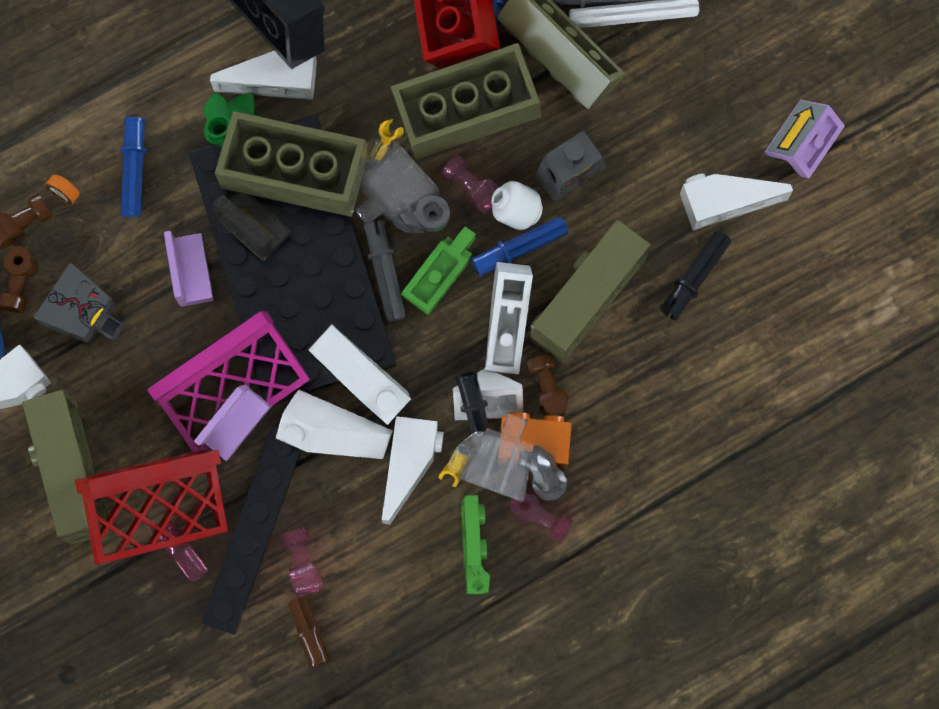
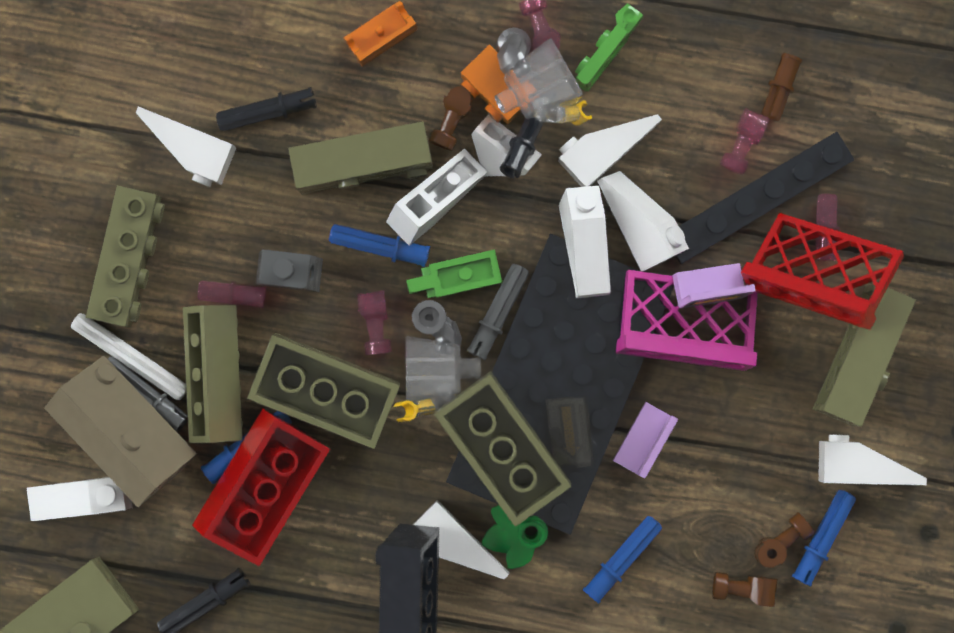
camera: 135 degrees left, 10 degrees up
(62, 189) = (691, 586): orange tile -> none
(79, 308) = (754, 477): dark grey torso -> none
(516, 205) = (356, 275): white head -> none
(600, 117) = (231, 293): none -> clear pink axle
(661, 406) = (380, 33): none -> orange hinge
(702, 77) = (124, 257): none -> olive brick
(806, 136) = (87, 145): panel -> none

